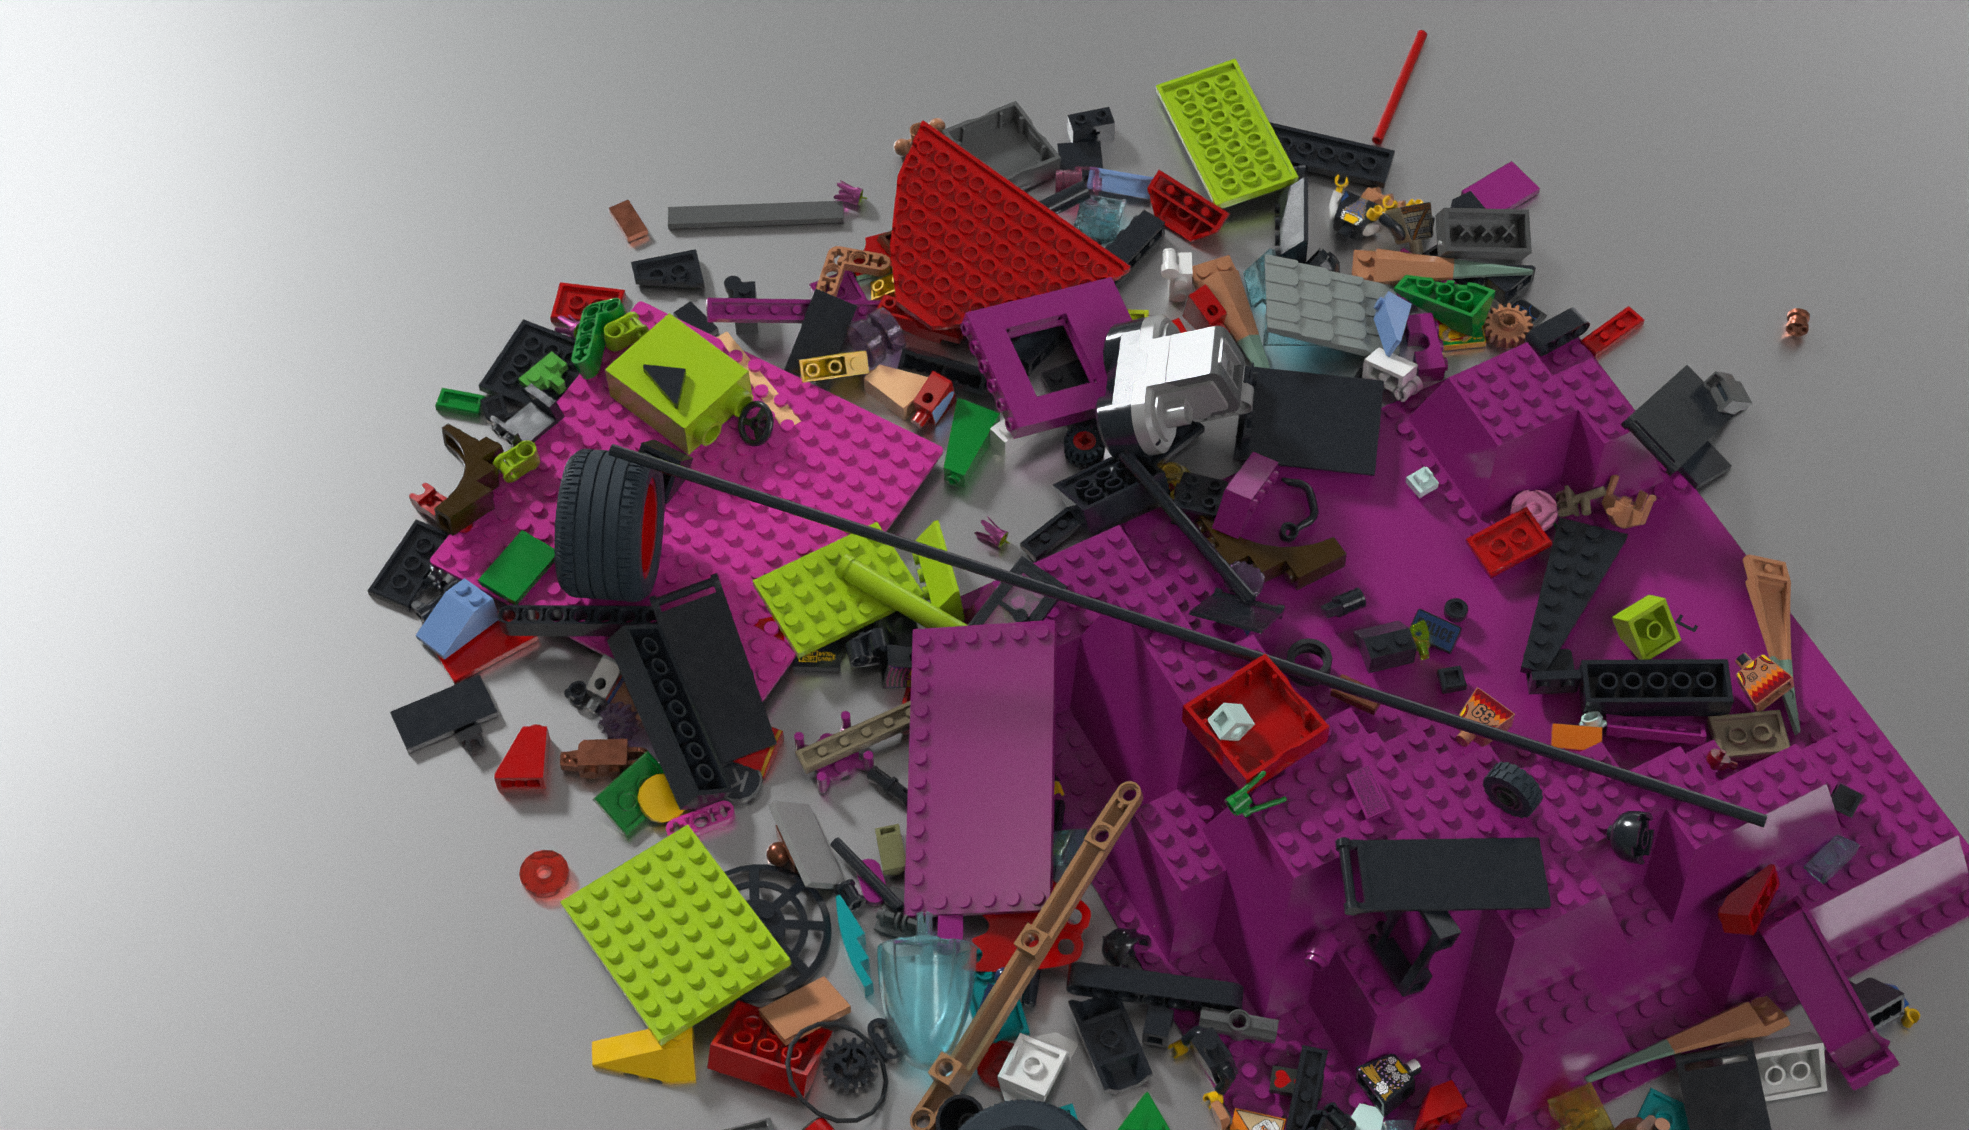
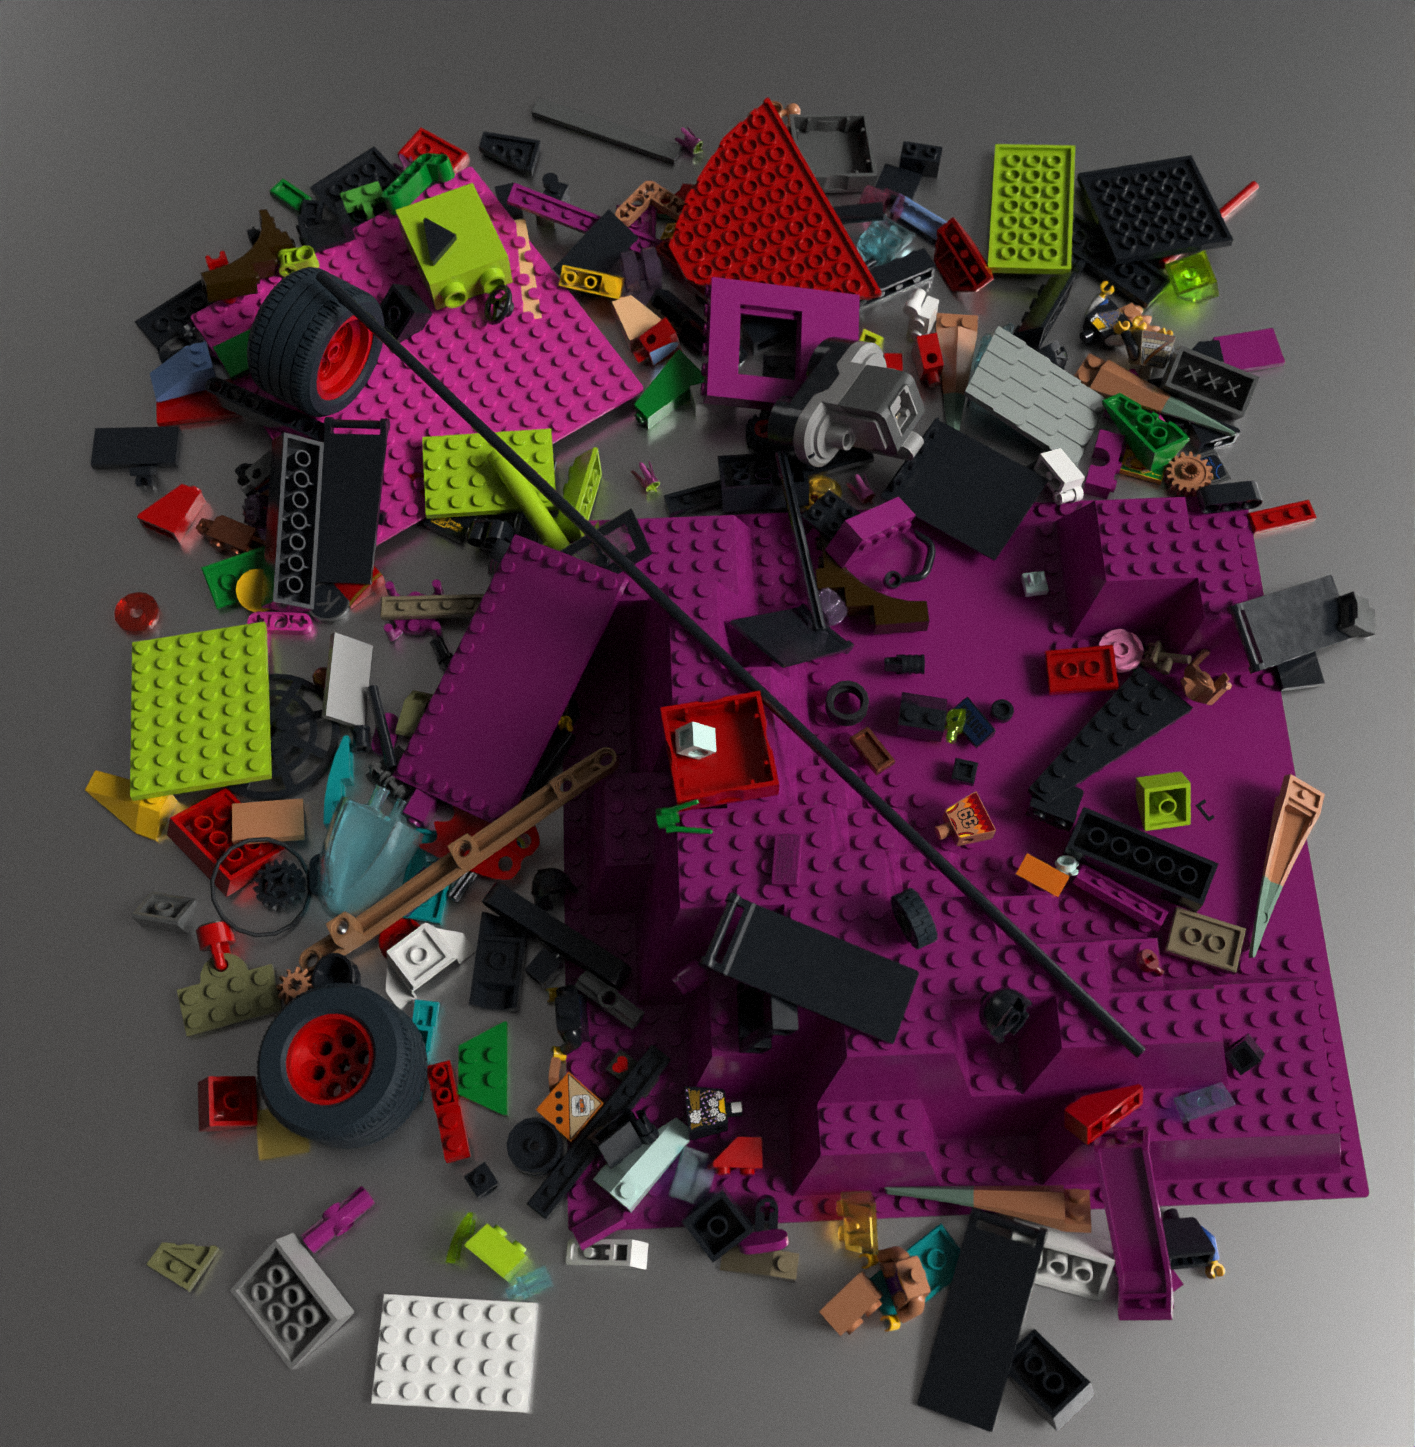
camera: 25 degrees right, 10 degrees up
(446, 456) = (253, 235): none -> black plate
(624, 331) = (437, 183): lime piece -> none
(628, 220) = (503, 97): copper tile -> none
(1066, 845) = (547, 771): clear light blue slope -> none
(1212, 463) = (866, 493): none -> flat silver piece
(1342, 91) = (1154, 209): none -> black plate
(1391, 320) = (1083, 427): medium blue slope -> none
(1415, 142) = (1193, 278): none -> clear neon green slope
(1762, 680) = (1242, 895): torso -> none

